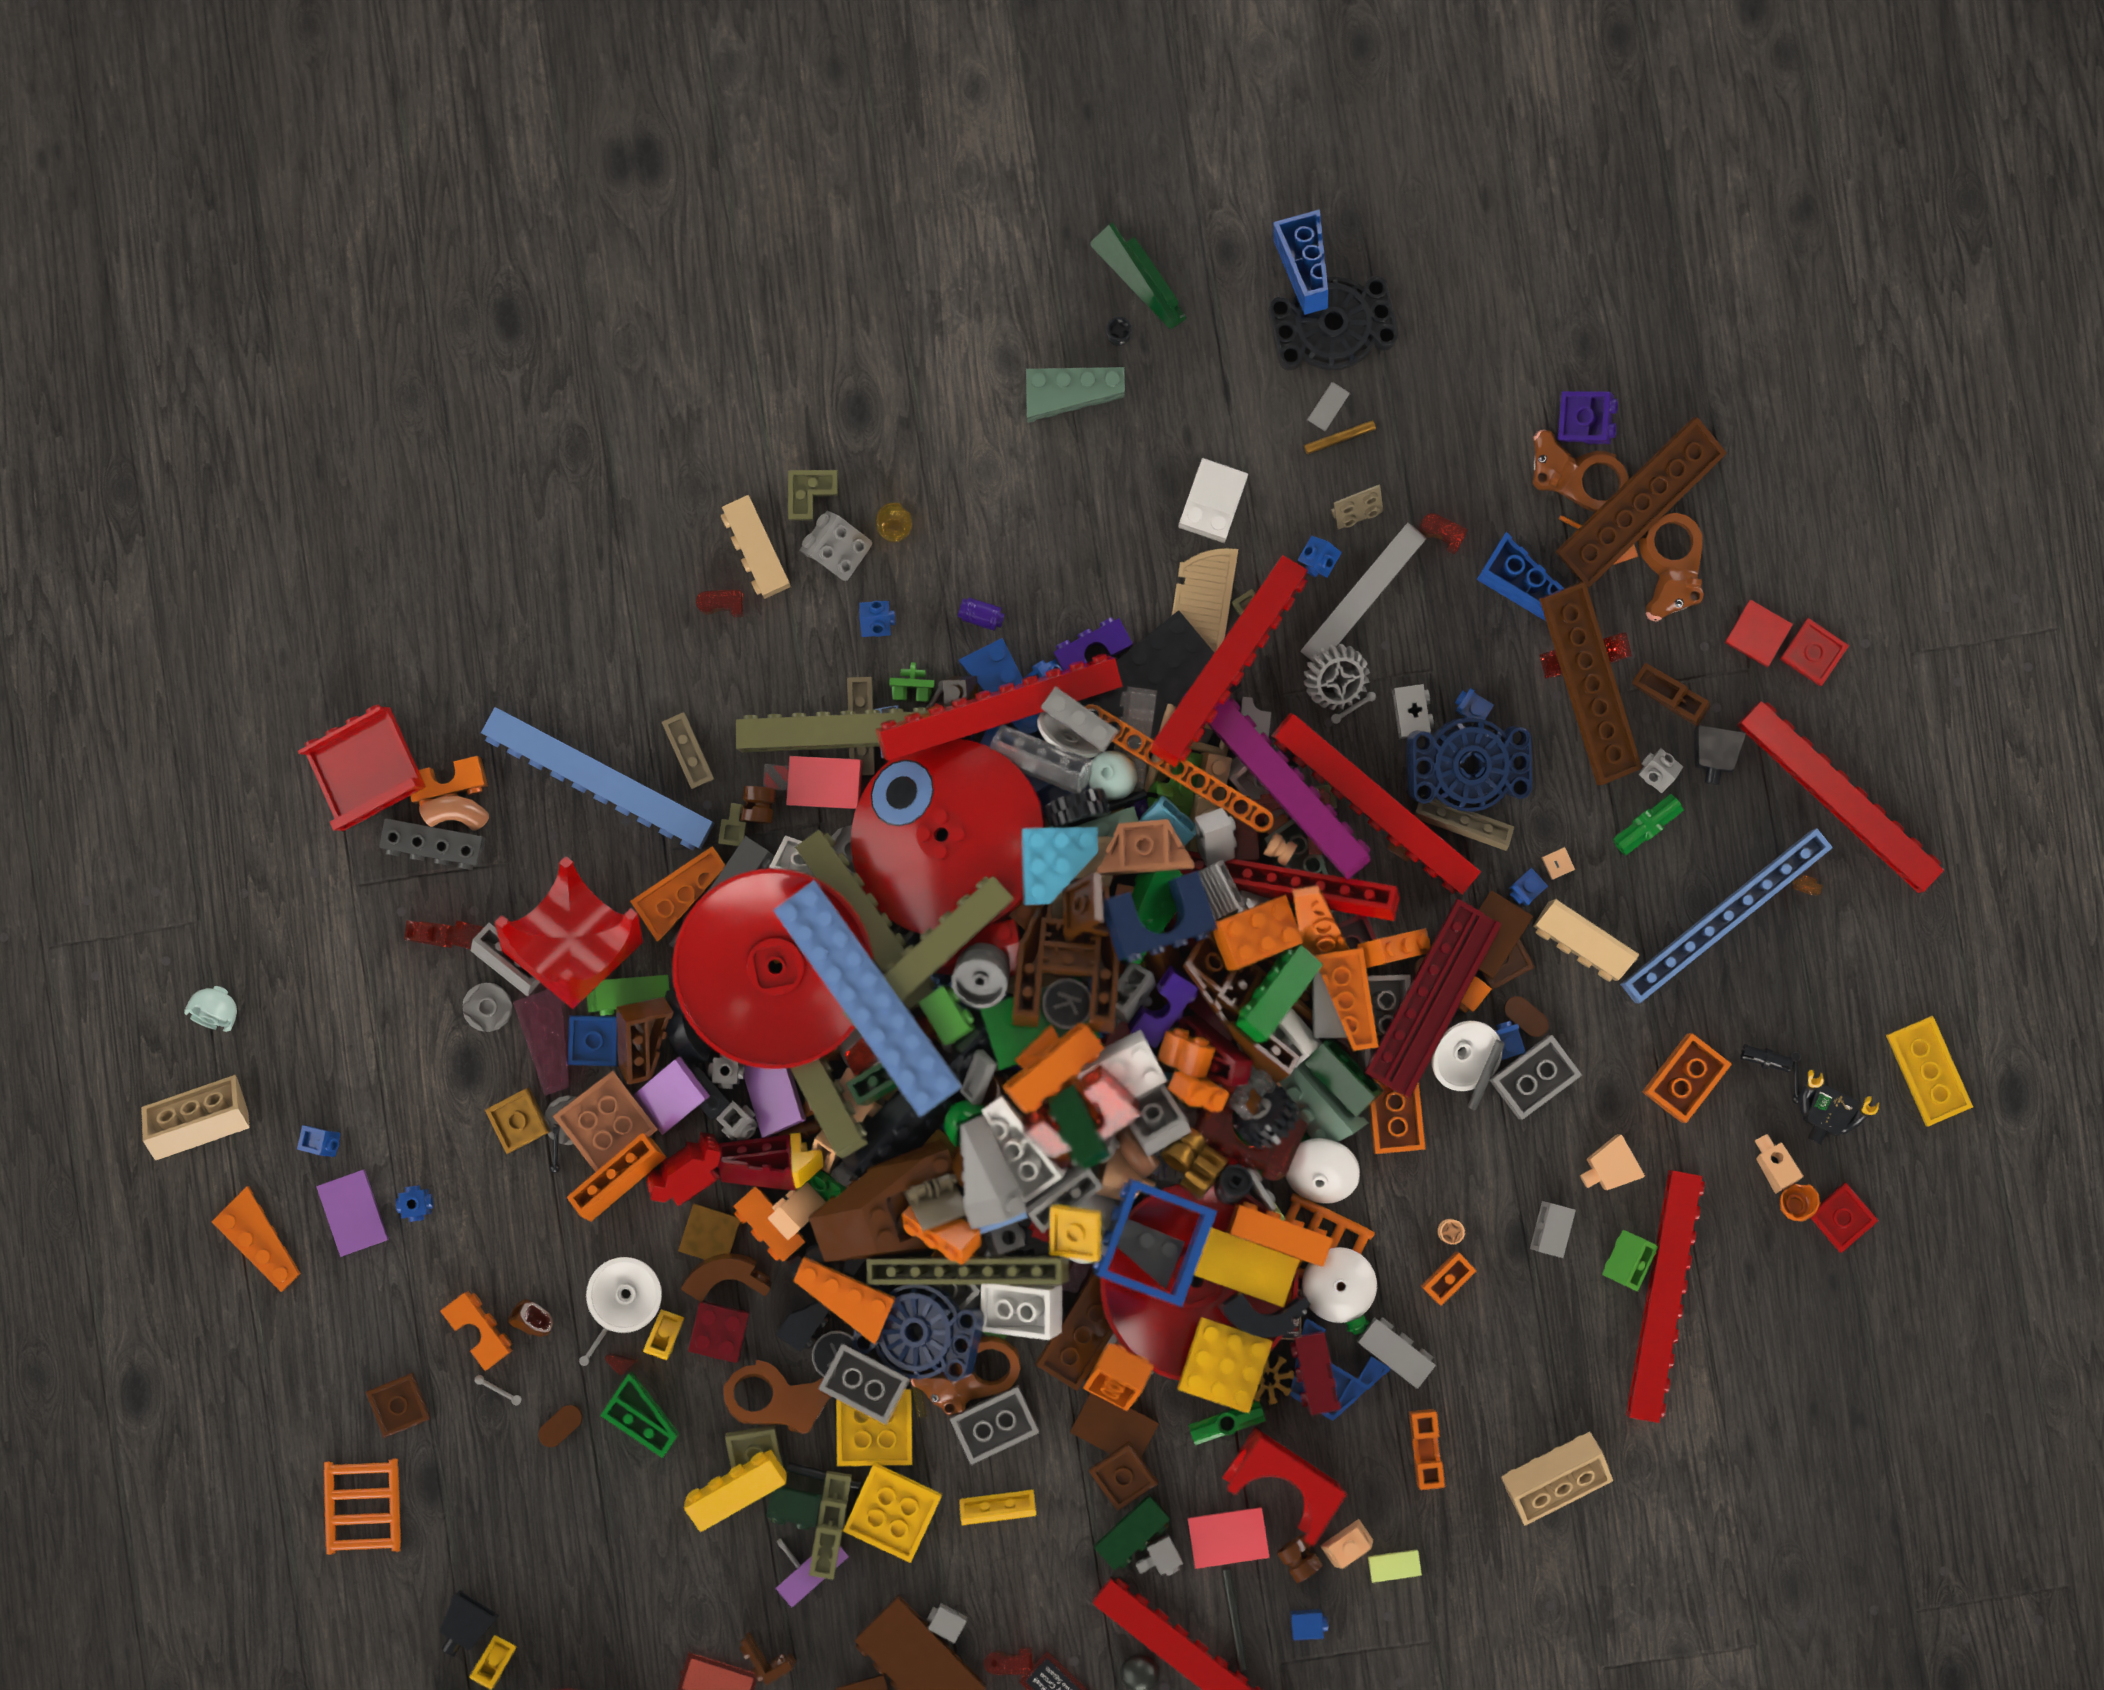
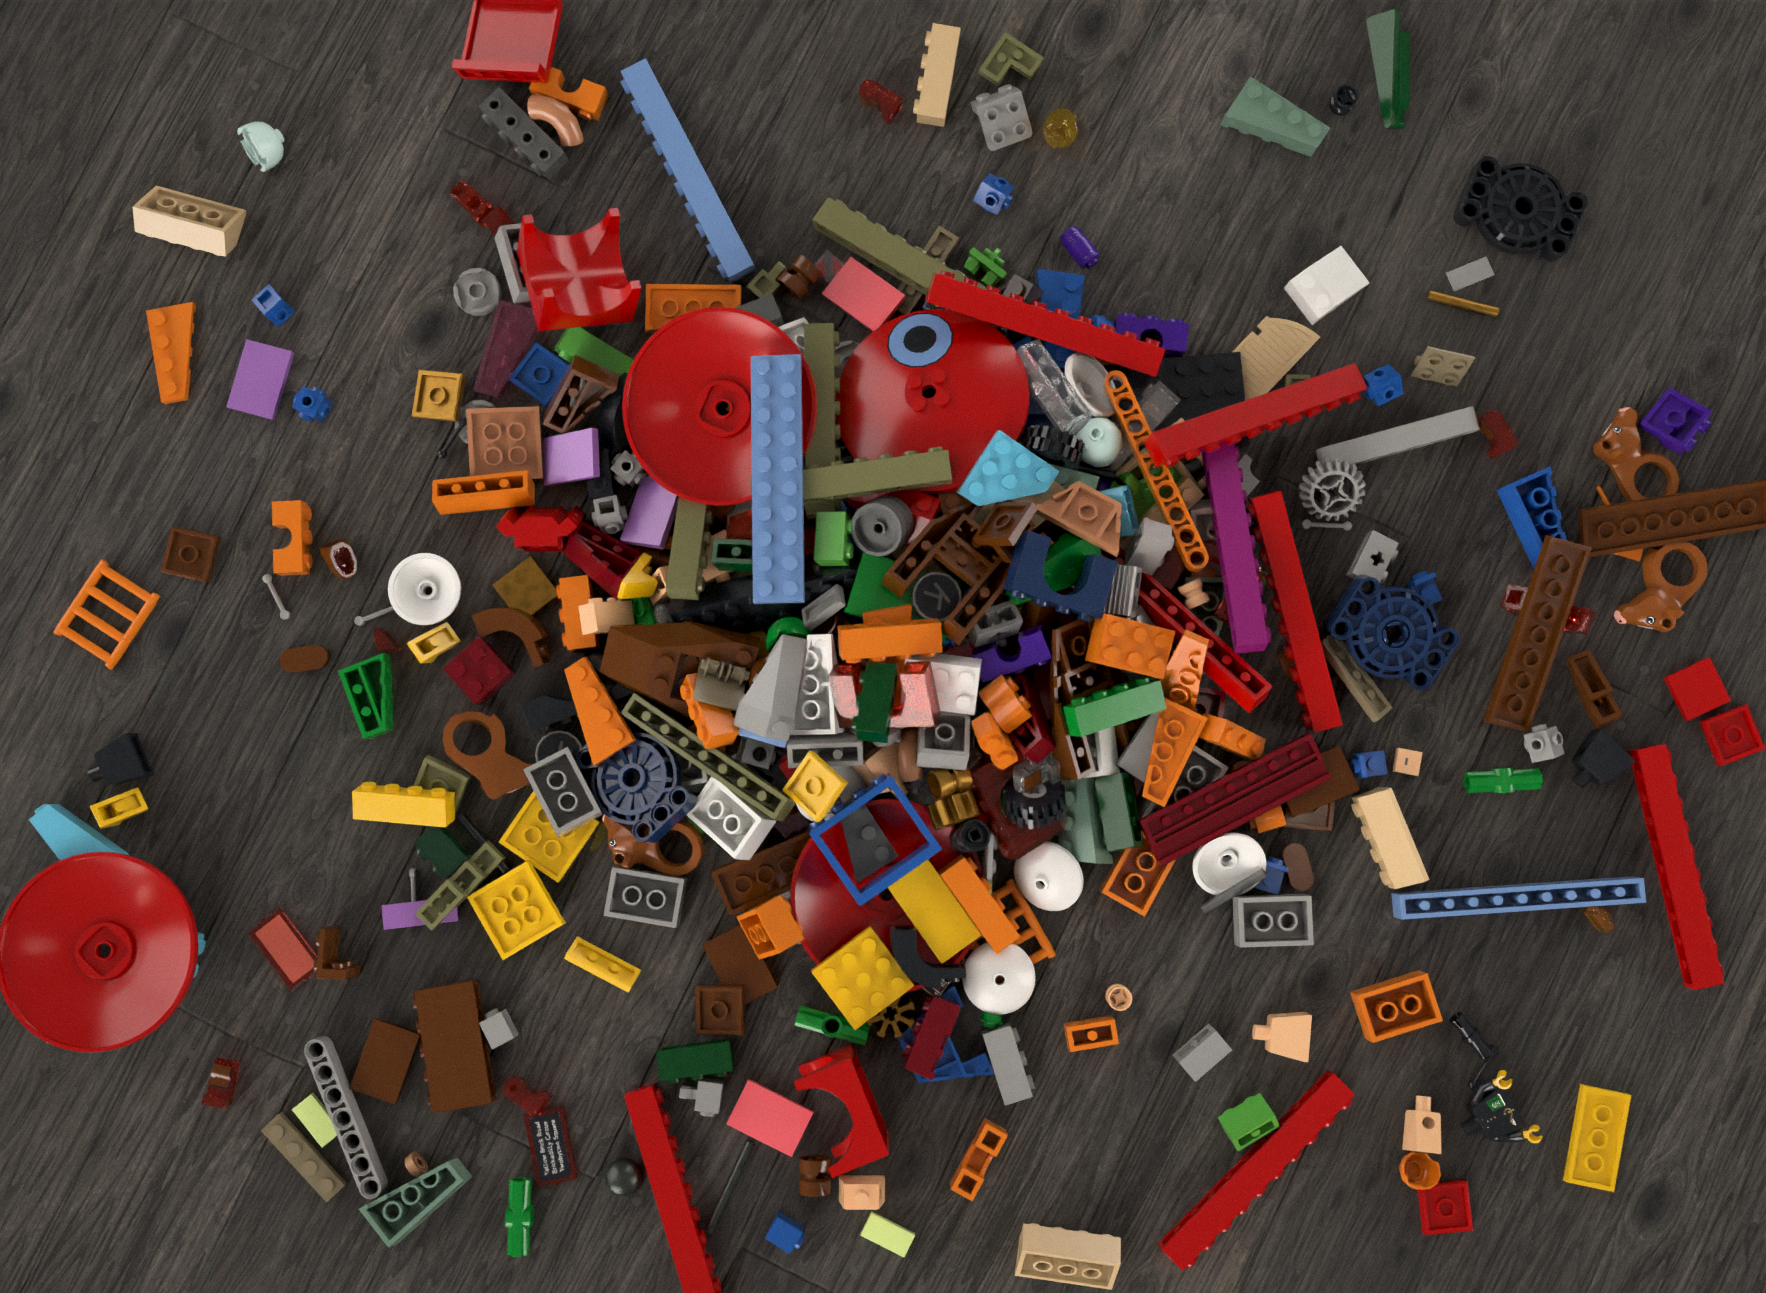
camera: 35 degrees right, 0 degrees up
(688, 750) = (773, 198): dark tan plate -> none
(1079, 719) = (1104, 375): light grey brick -> none
(1302, 254) = (1534, 137): blue wedge -> none

